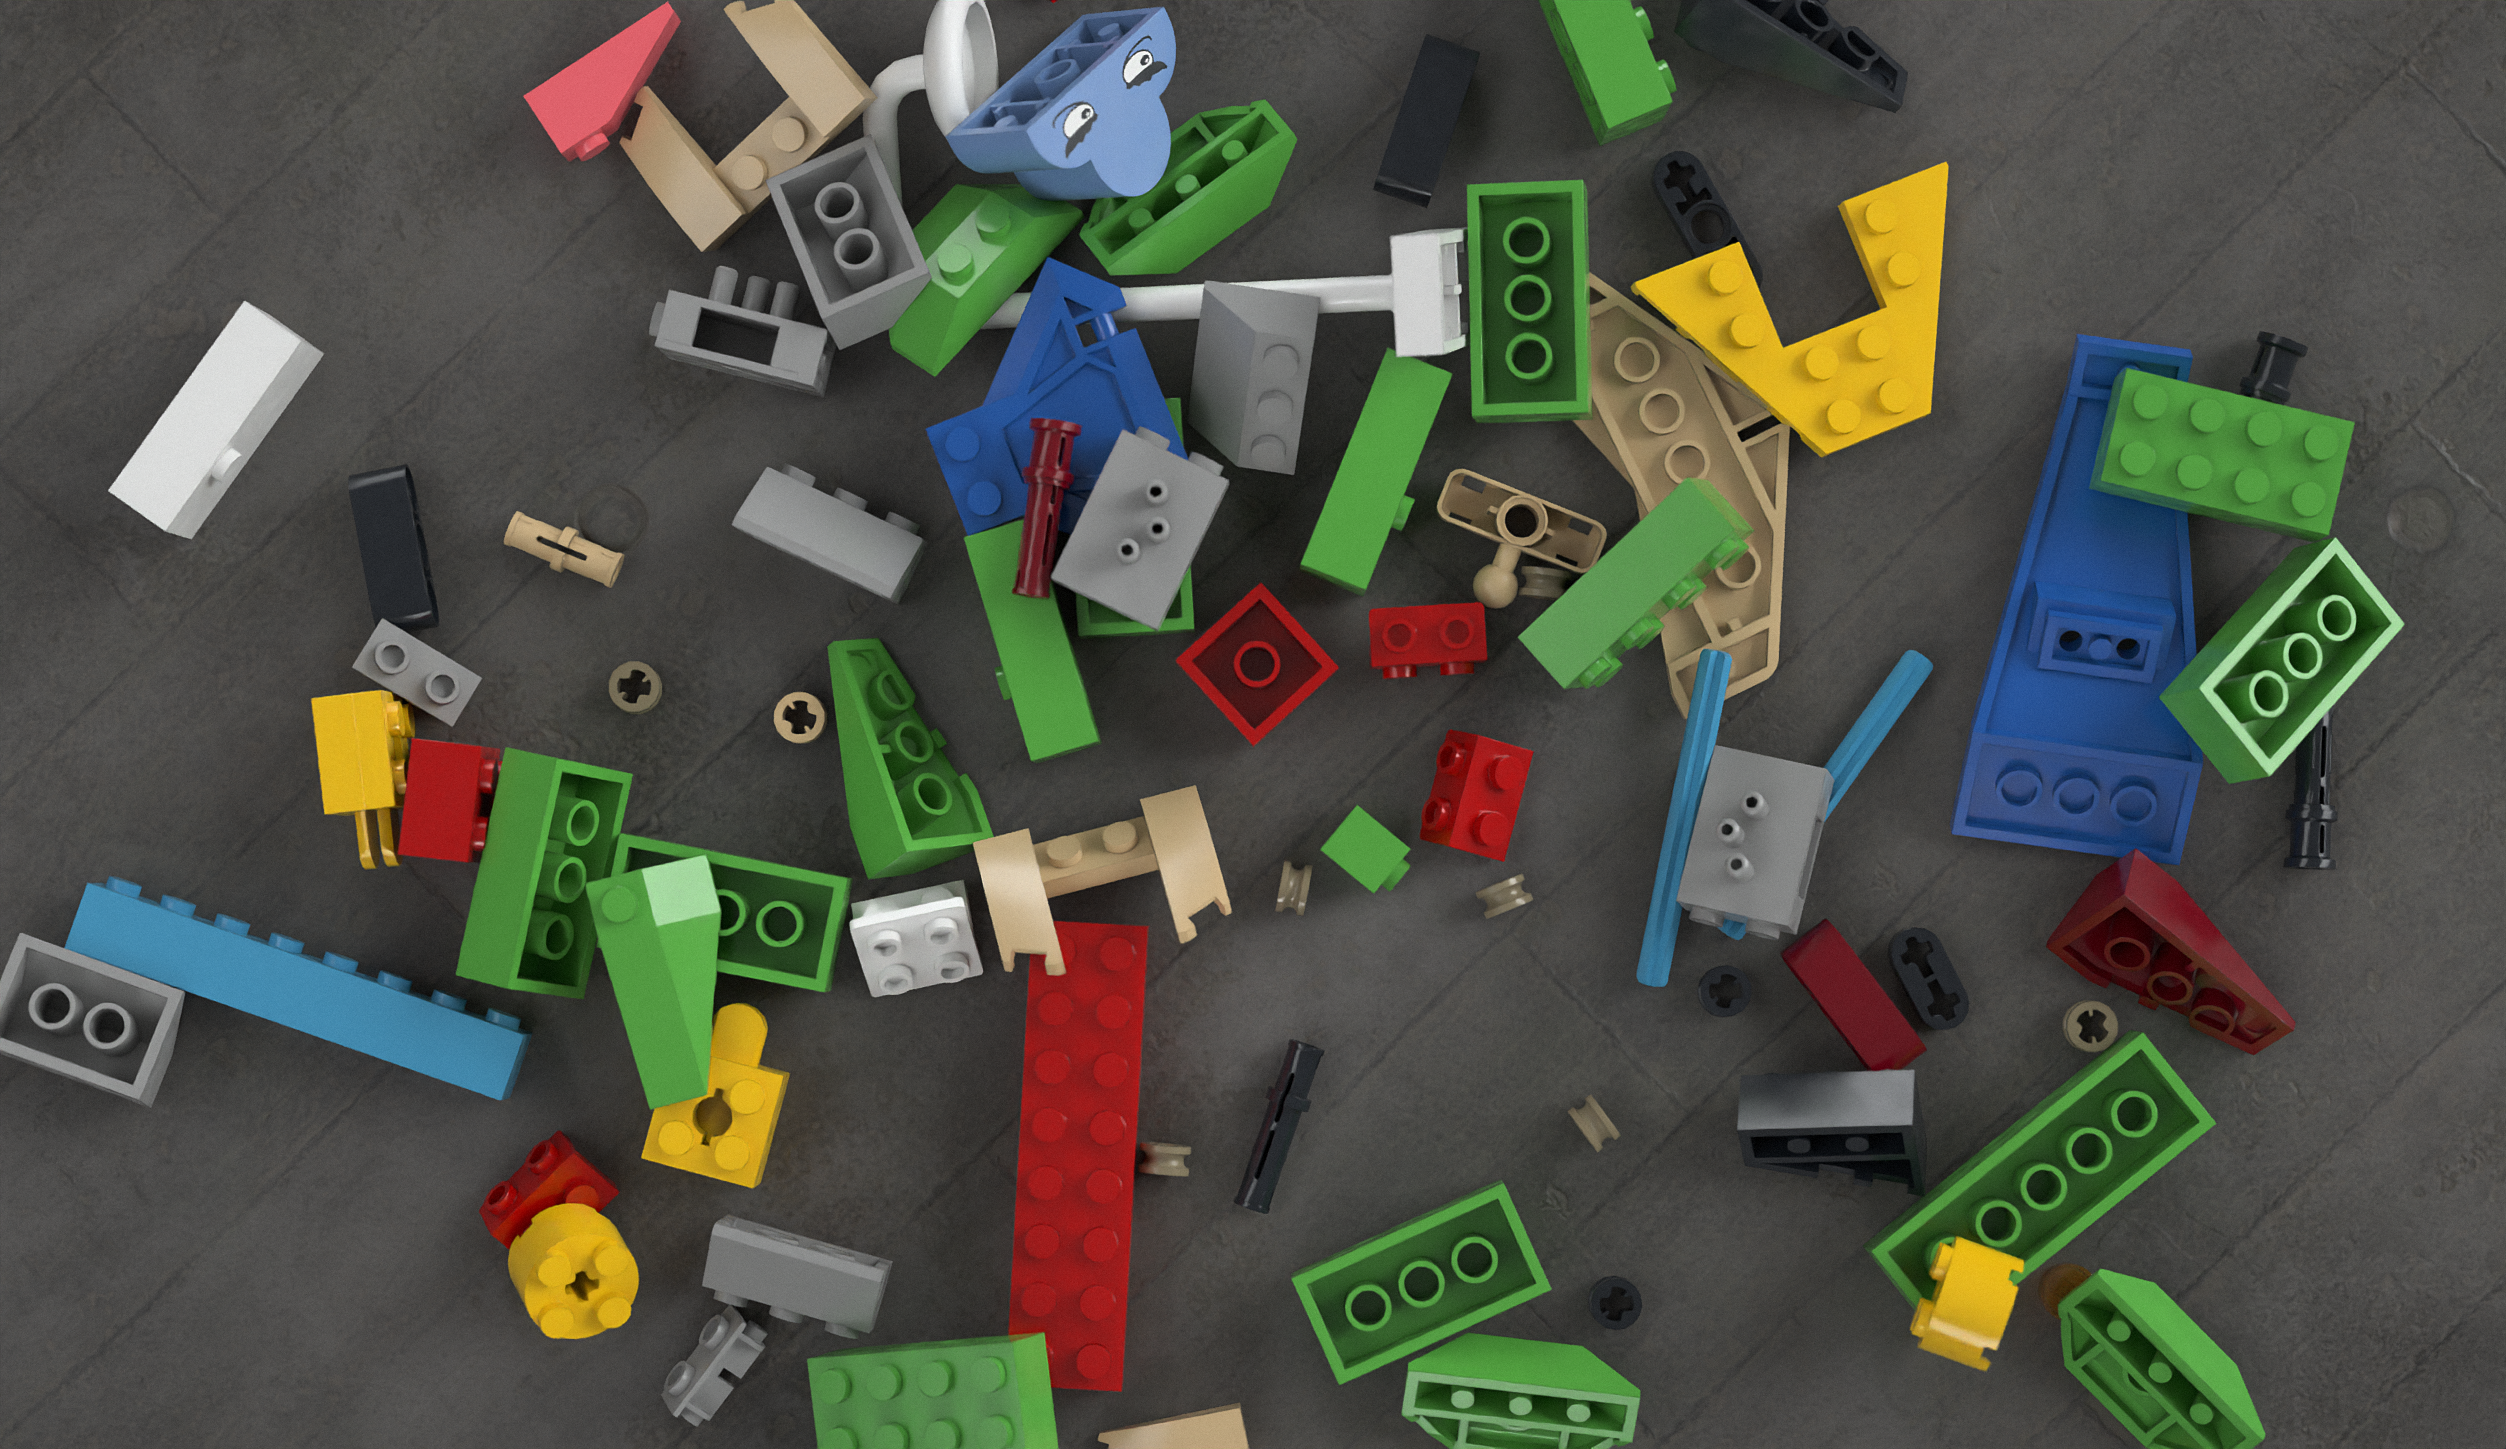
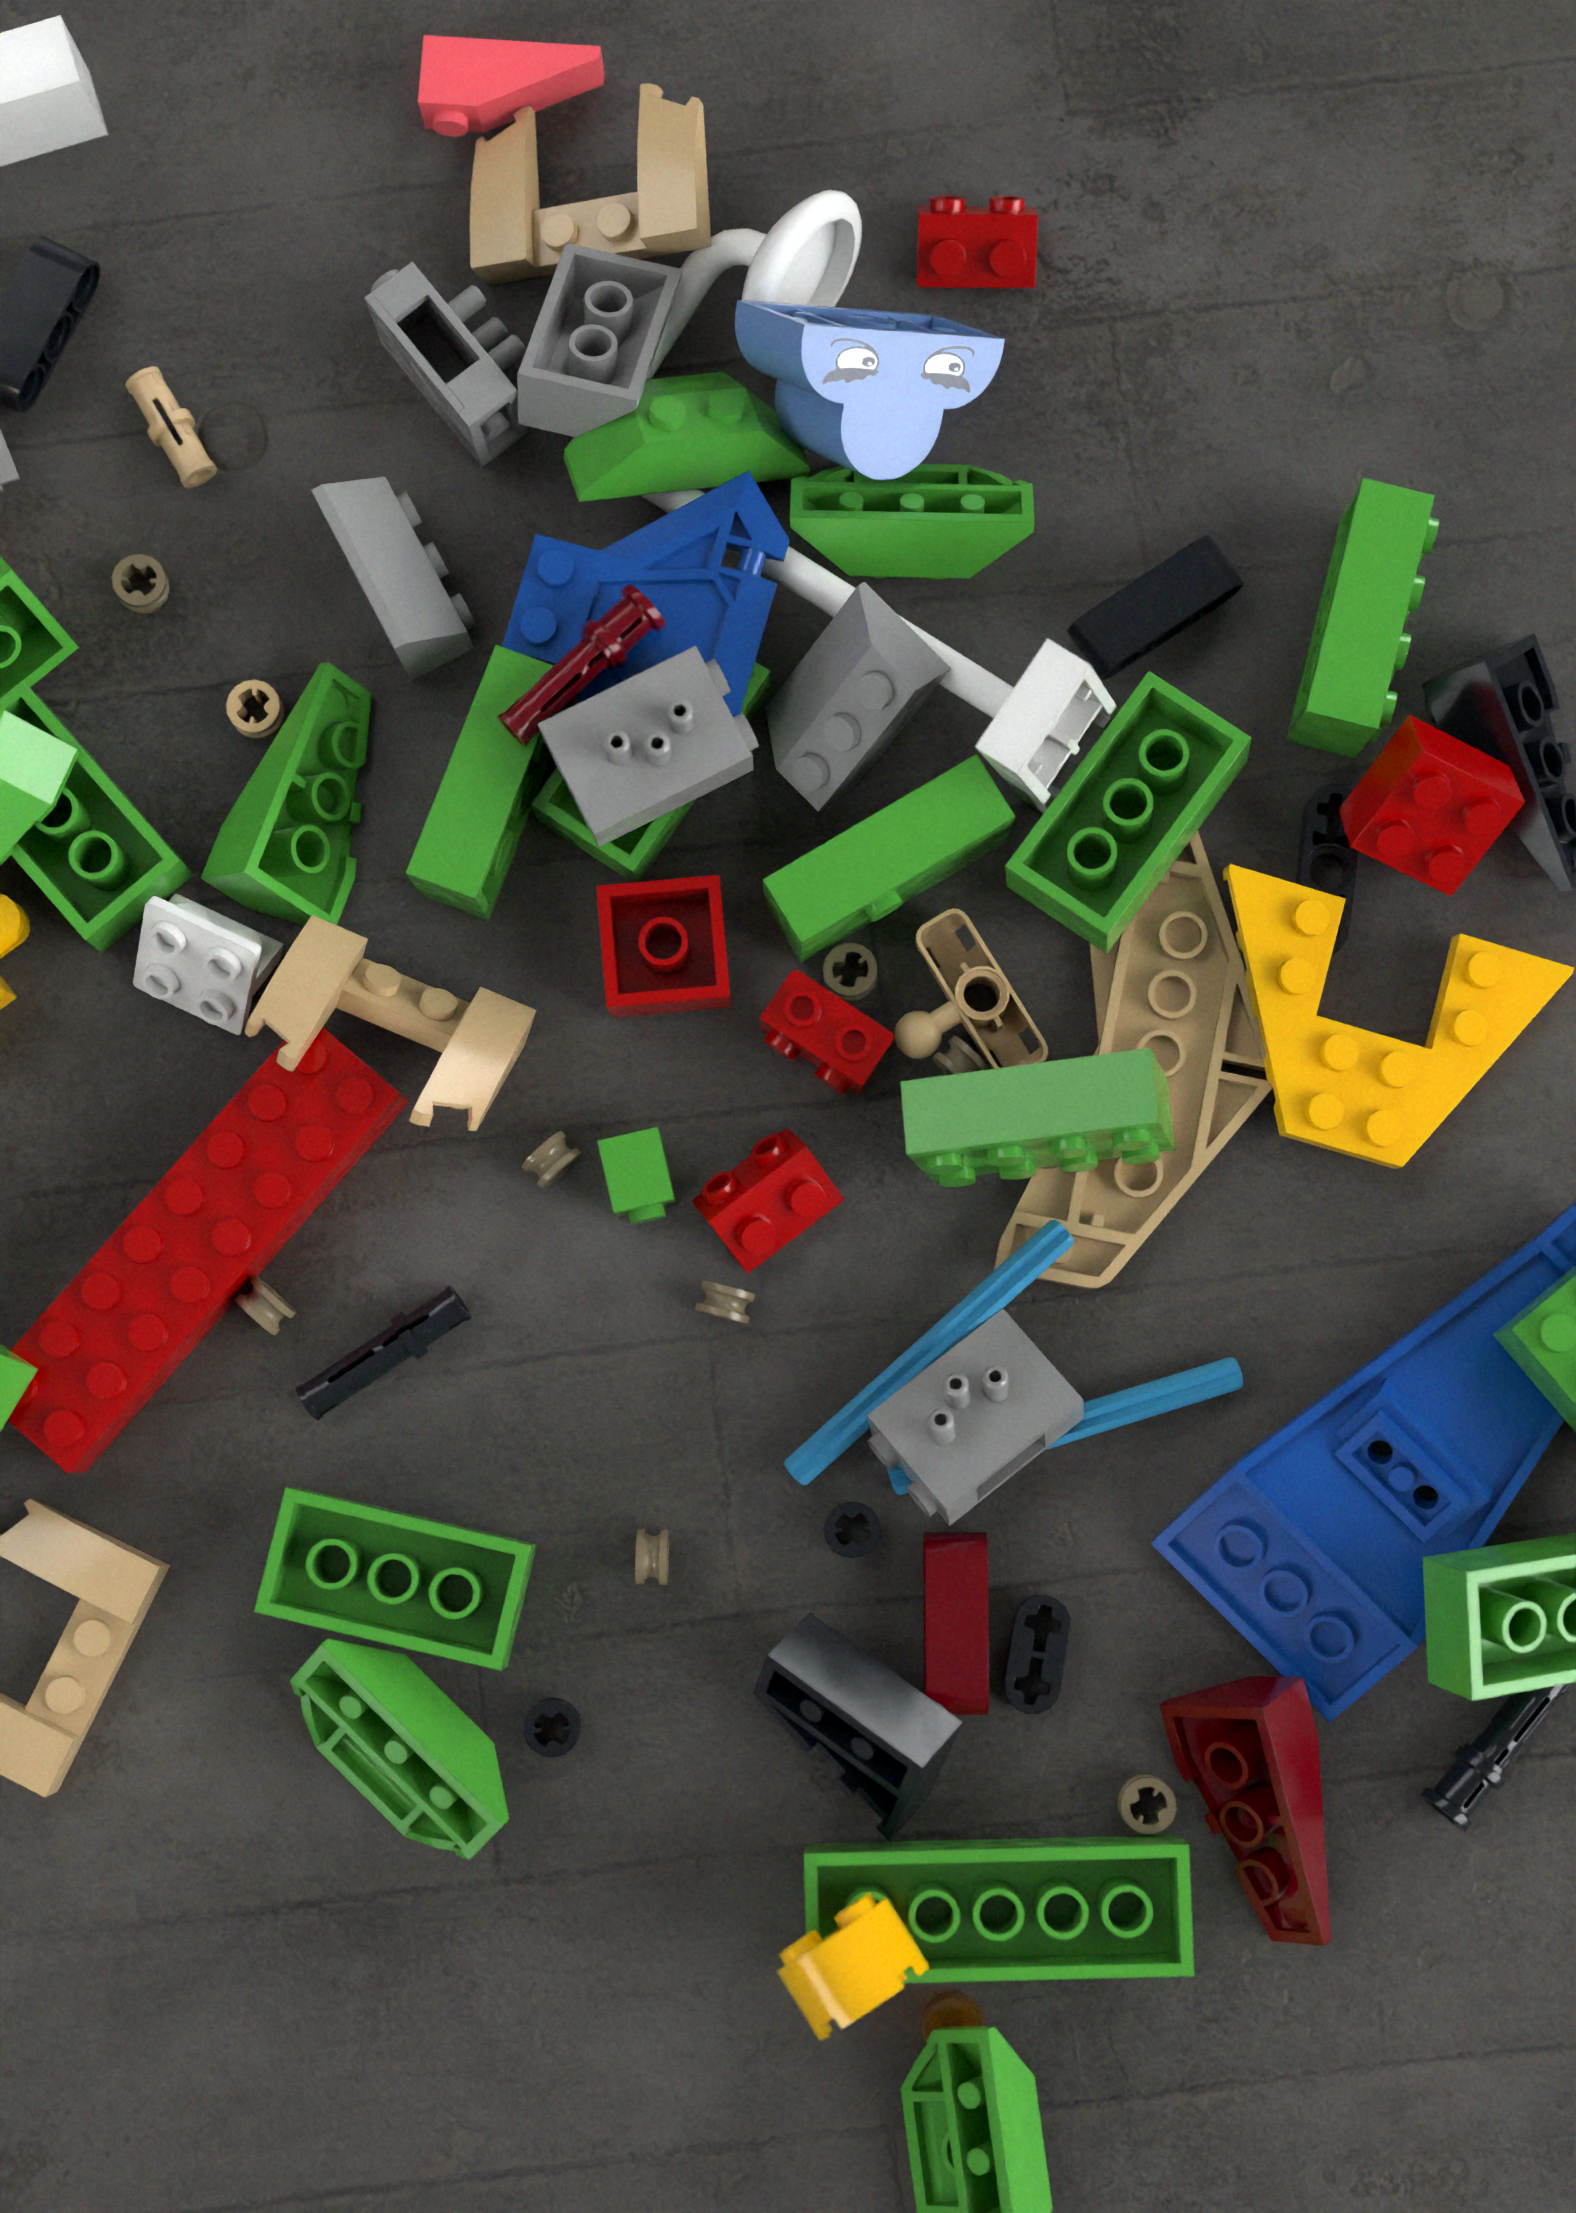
camera: 40 degrees right, 5 degrees down
(1424, 578) = (837, 958): none -> dark tan bush
(1751, 126) = (1430, 806): none -> red brick

